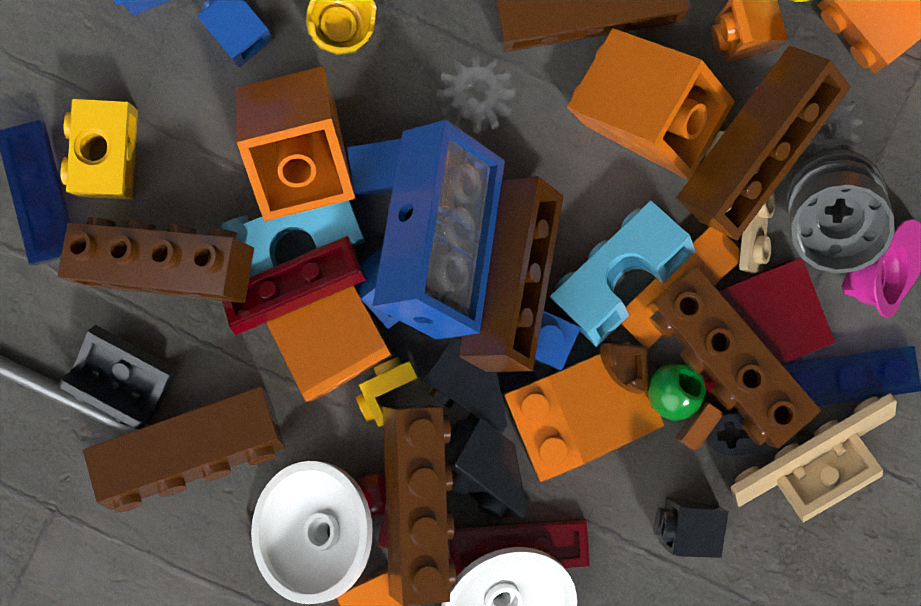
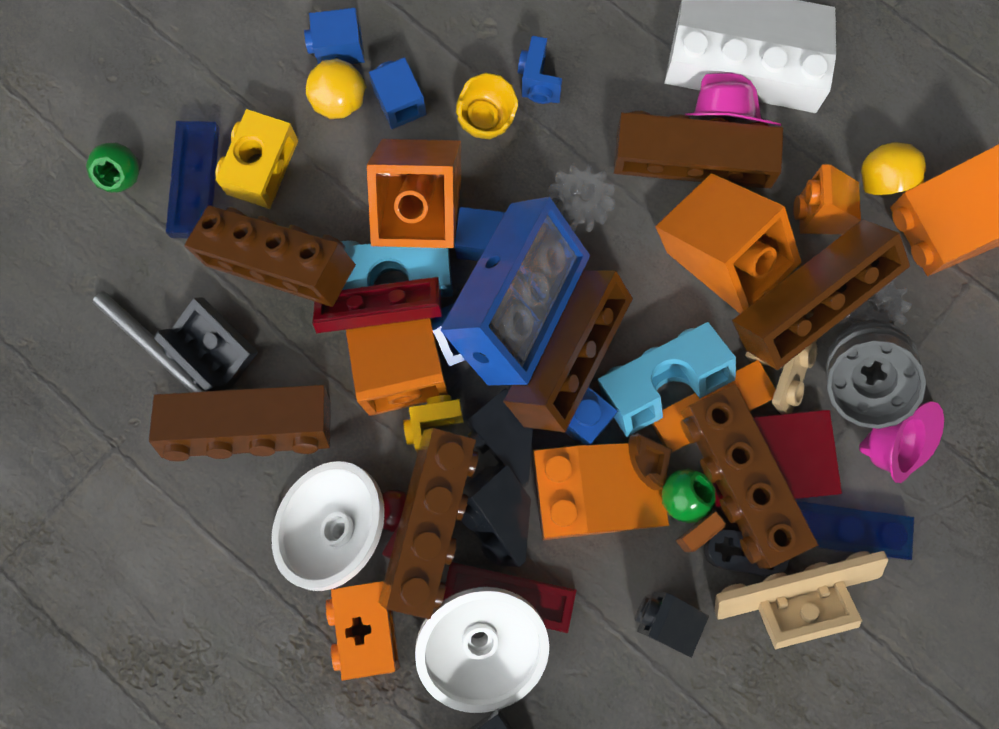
camera: 20 degrees right, 10 degrees down
(162, 39) = (335, 89): none -> yellow hair

